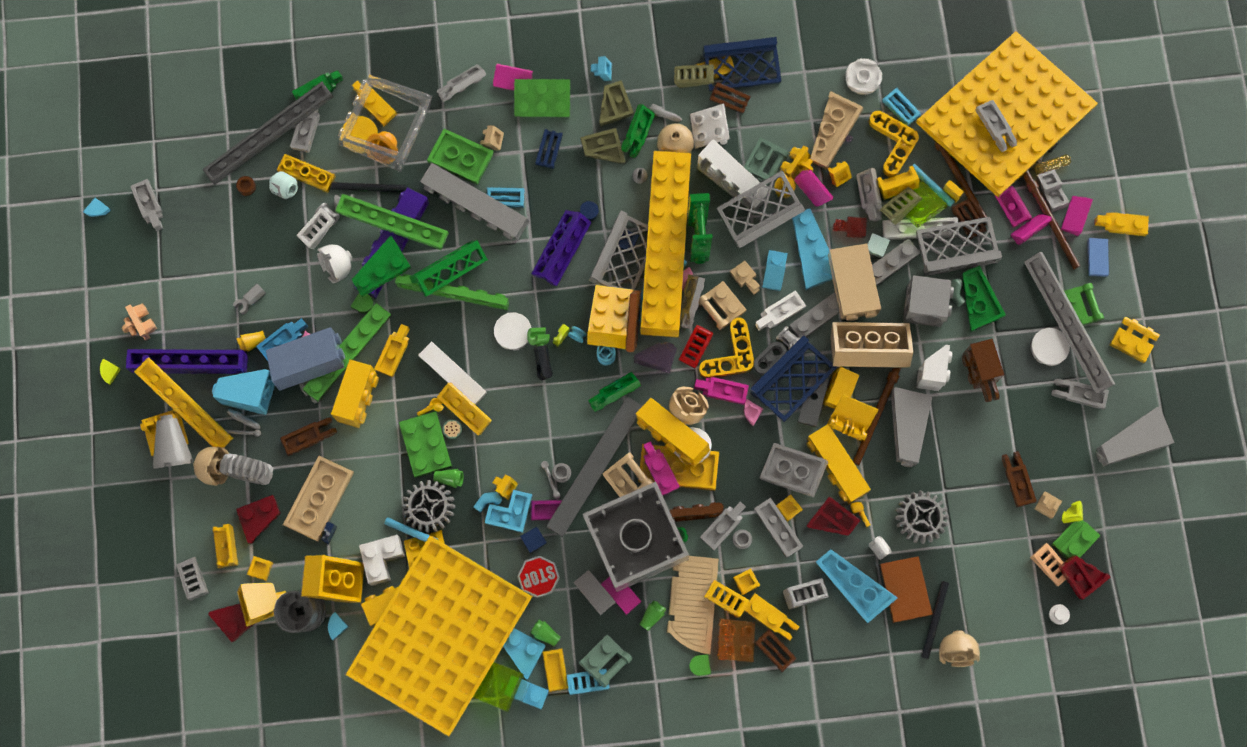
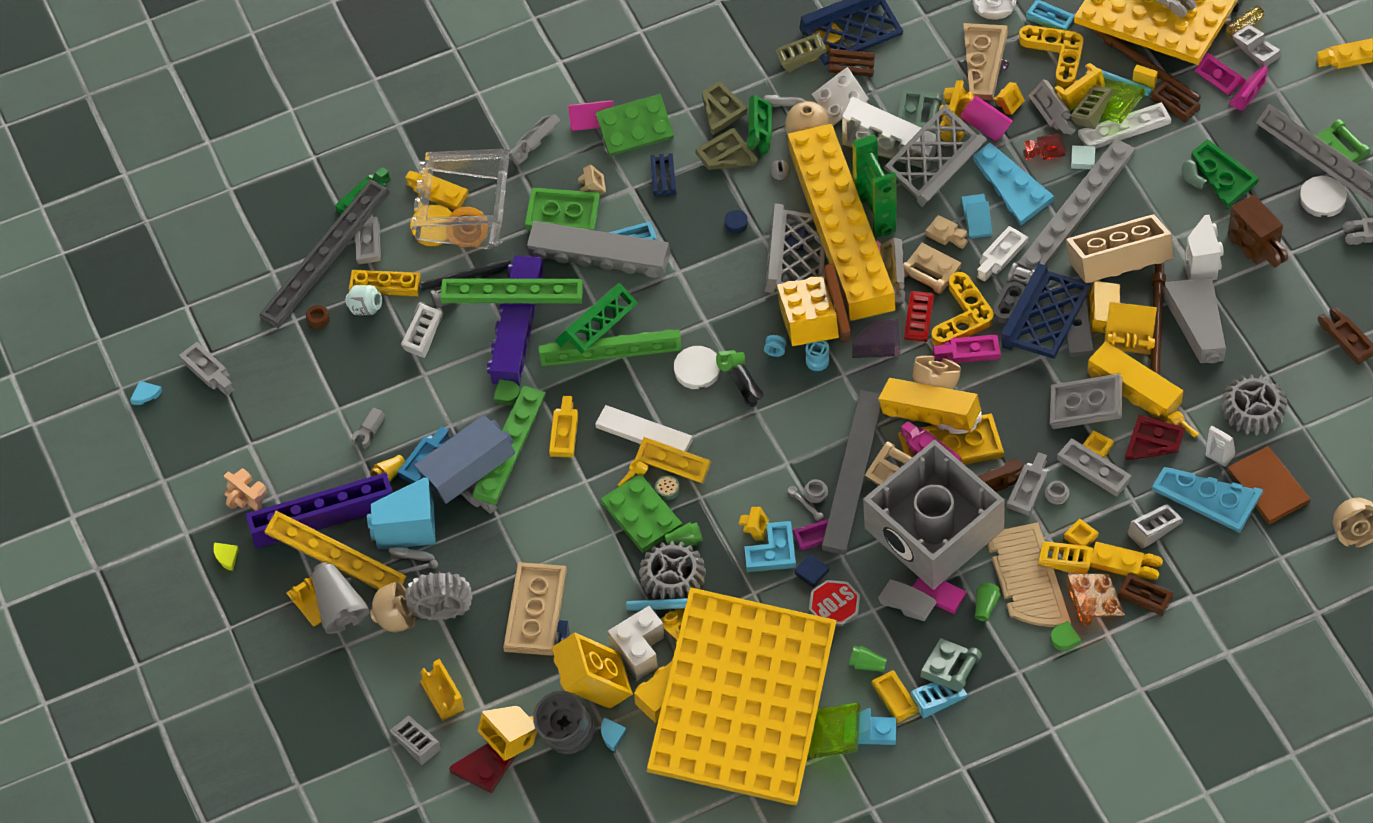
camera: 15 degrees left, 20 degrees down
(257, 517) = (469, 650): dark red wing -> none
(260, 568) = (493, 700): yellow tile -> none
(306, 436) = (496, 547): reddish brown hinge -> none
(335, 261) = (457, 357): white cylinder -> none
(355, 394) = (539, 480): yellow brick -> none
(381, 268) = (517, 342): green wing -> none
(486, 498) = (737, 545): medium azure arm -> none
(524, 651) = (847, 686): medium azure wing -> none
(563, 332) = (758, 344): neon yellow tile -> none
(564, 247) = (723, 264): dark purple fence -> none
(602, 69) = (692, 77): medium azure tile -> none
(614, 391) = (842, 389): green hinge -> none
(752, 412) = (1012, 363): bright pink tile -> none
(854, 282) = (1073, 193): tan brick -> none
(928, 301) = (1165, 187): light grey brick -> none
(935, 620) = (1316, 505): black bar -> none
(958, 262) = (1187, 142): light grey fence -> none
(1033, 186) = (1233, 48): reddish brown bar -> none
(1076, 215) = (1294, 61): dark pink slope -> none
(1098, 257) = (1336, 94): medium blue tile -> none

